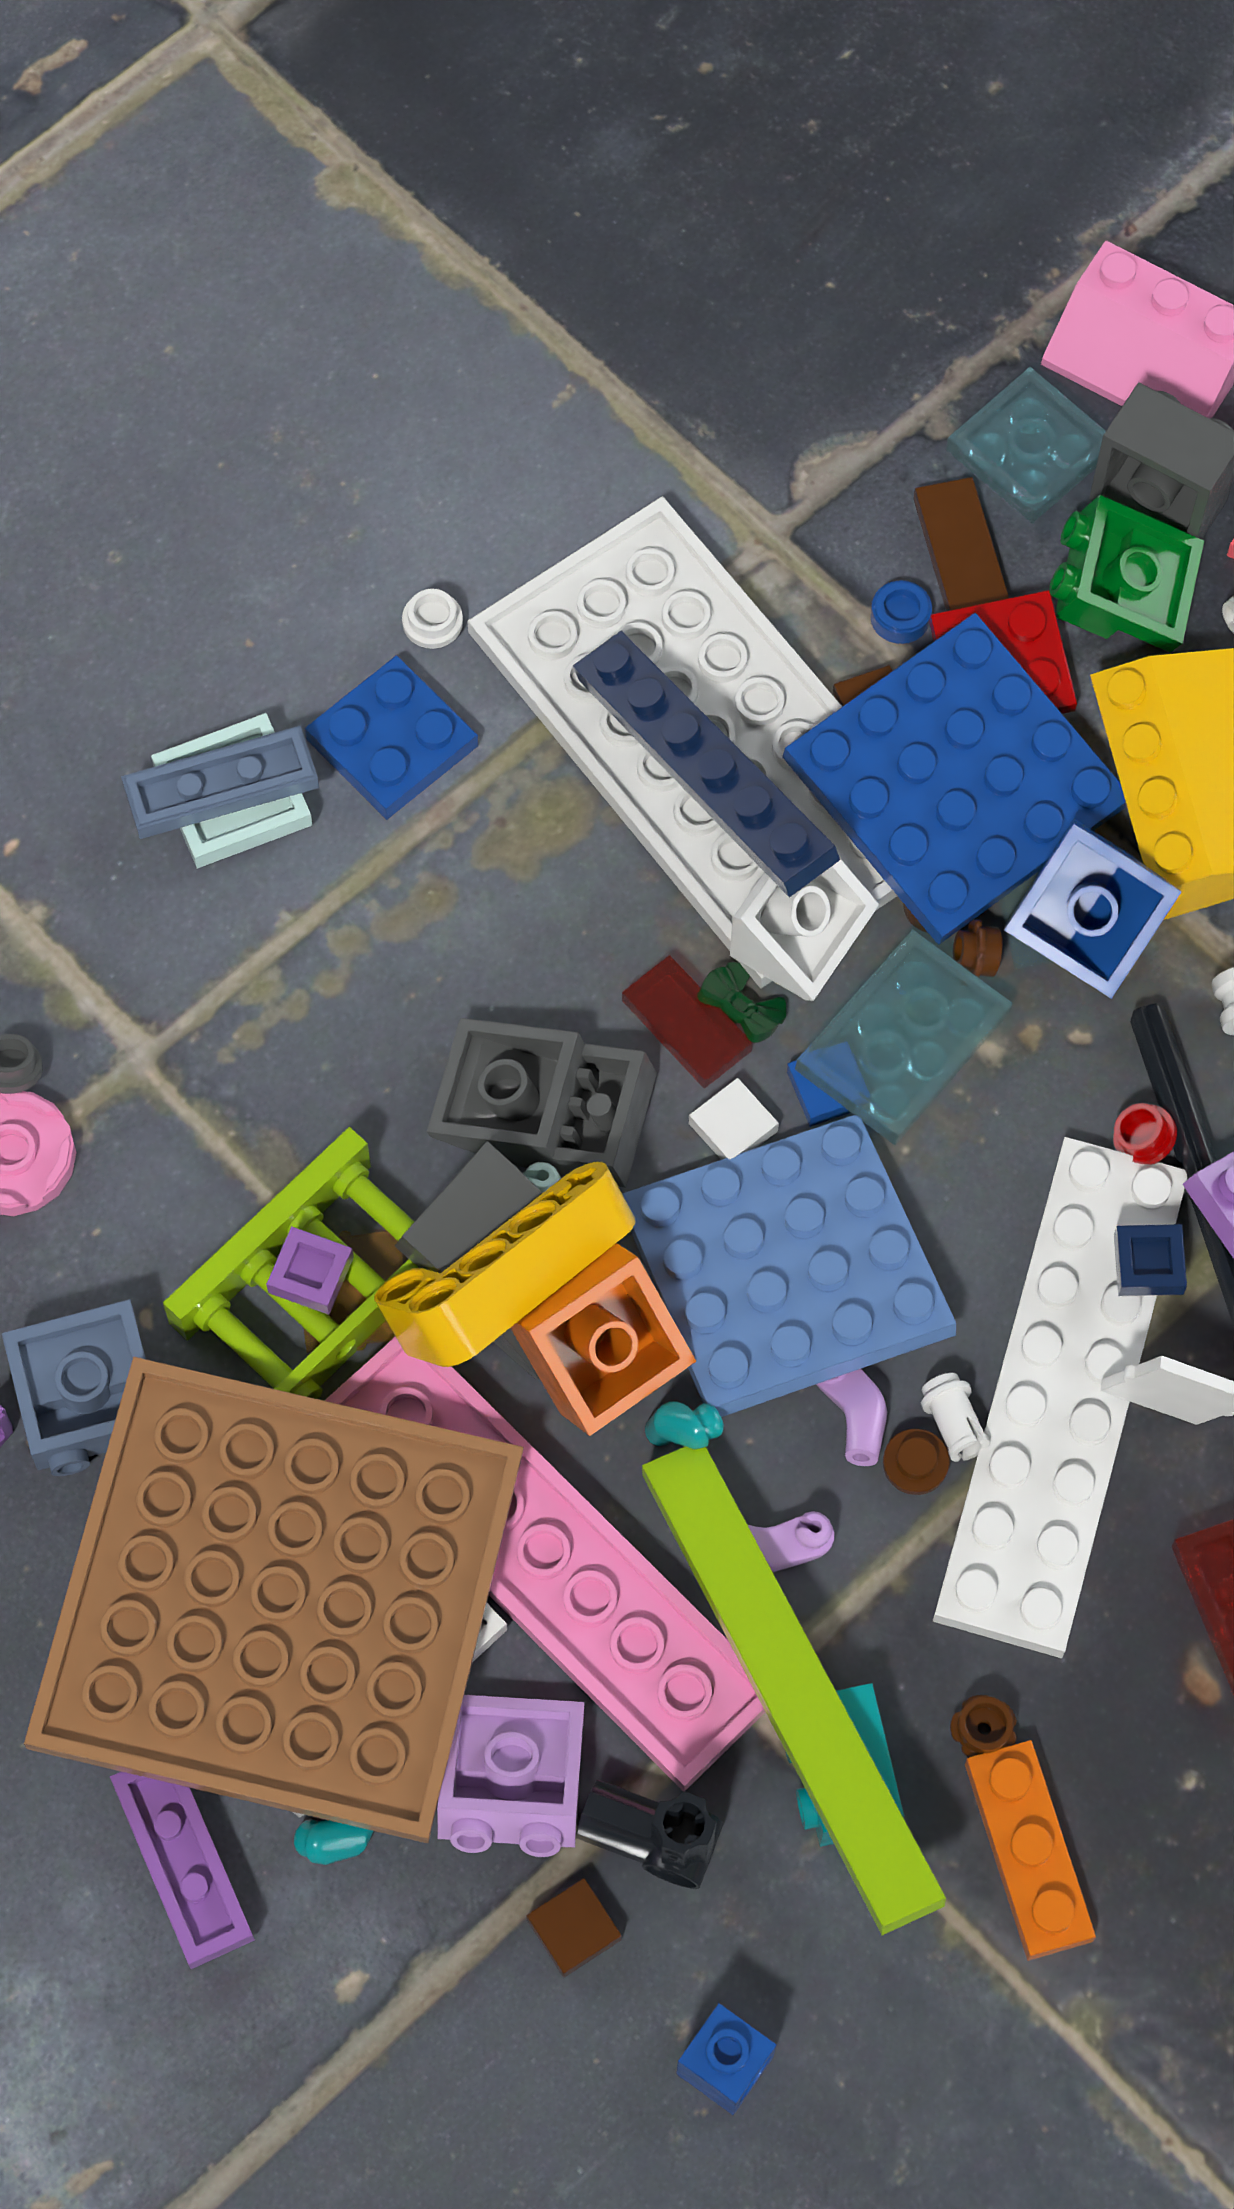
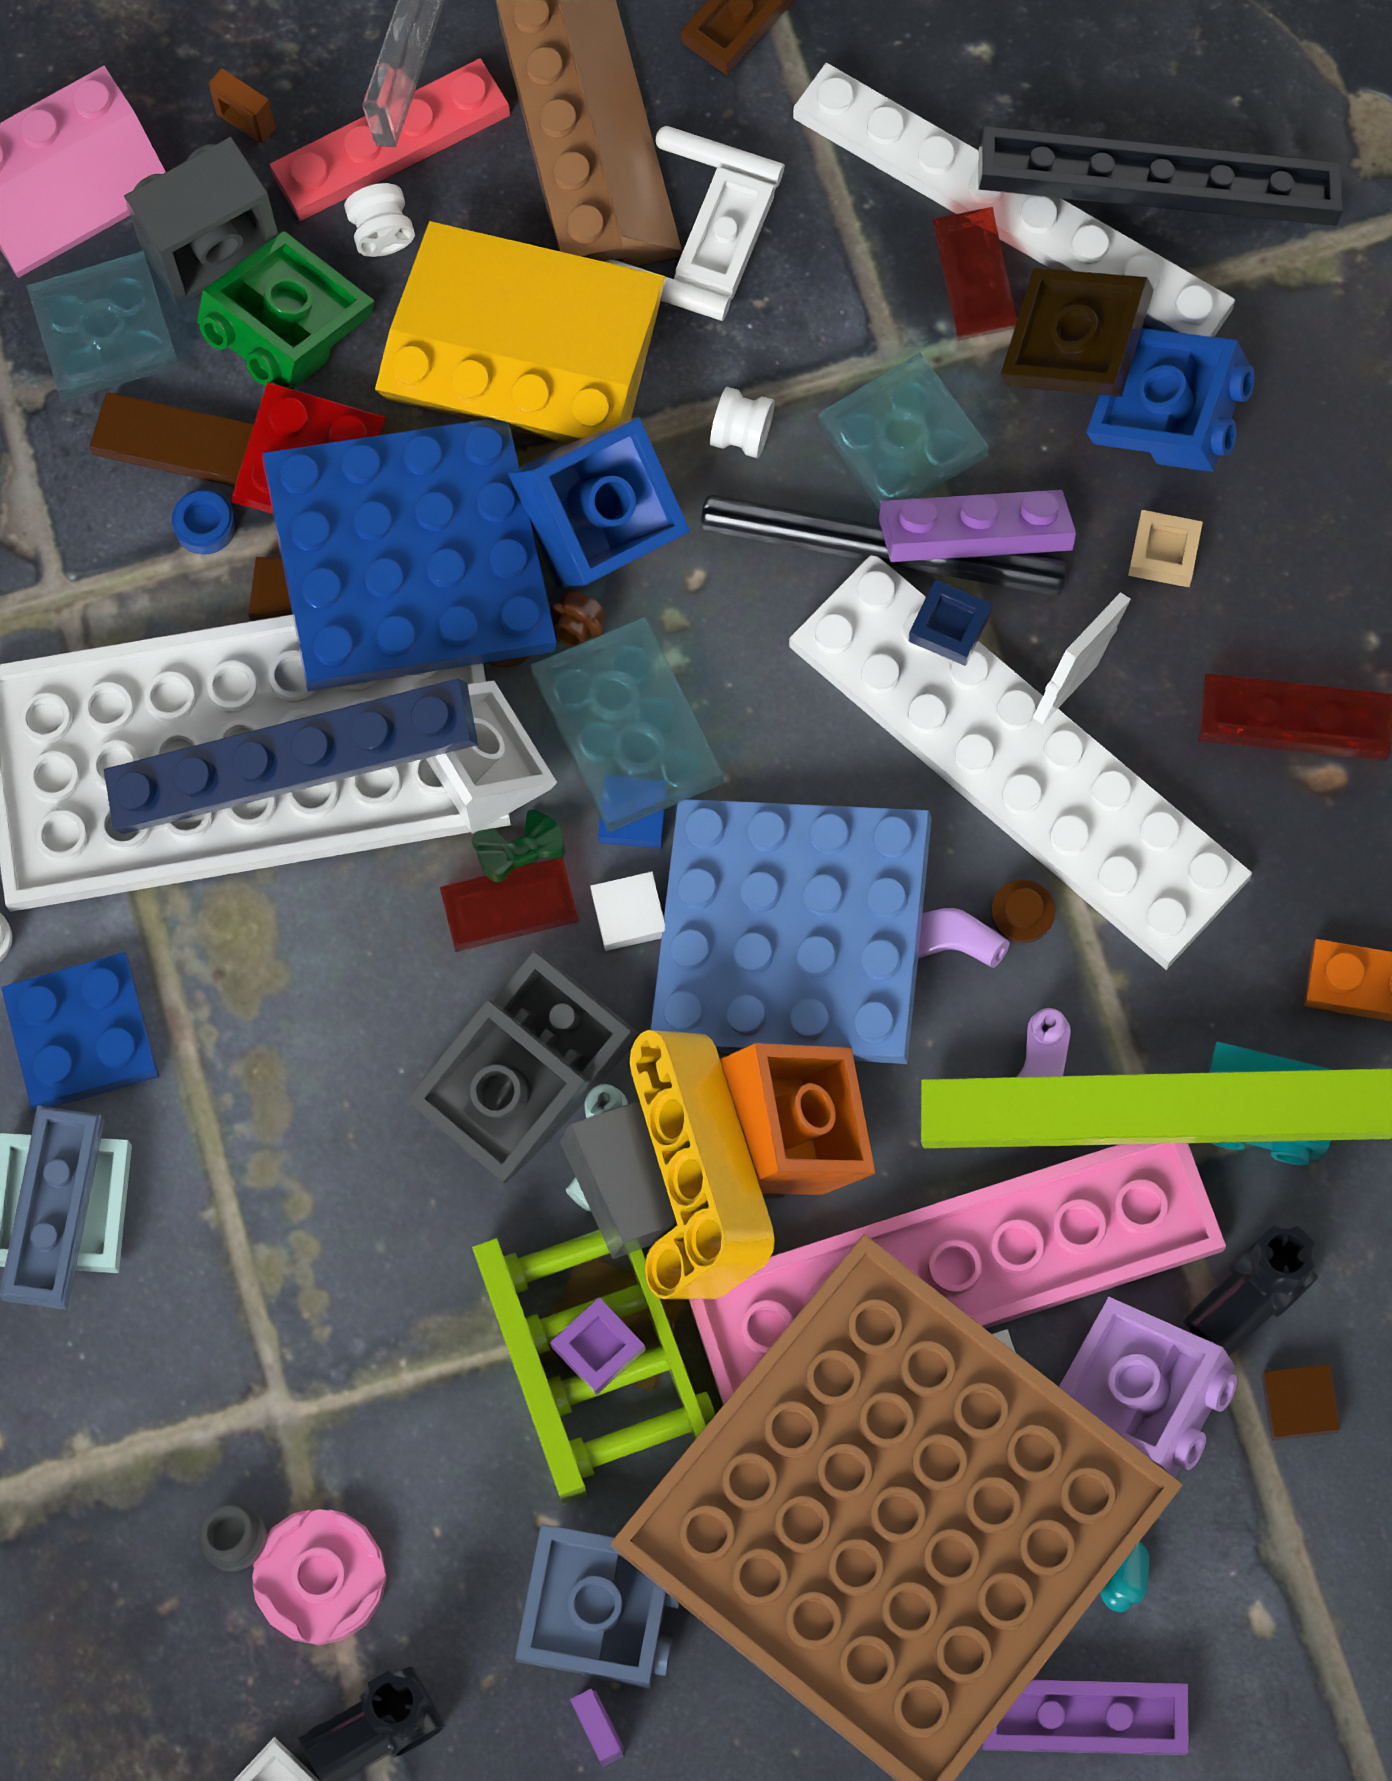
camera: 60 degrees left, 5 degrees up
(682, 1426) = (901, 1089): teal arm -> none
(949, 1403) = (1000, 857): white pin -> none
(983, 1710) = (1286, 956): reddish brown plate -> none
(1145, 1133) = (821, 570): red plate -> none

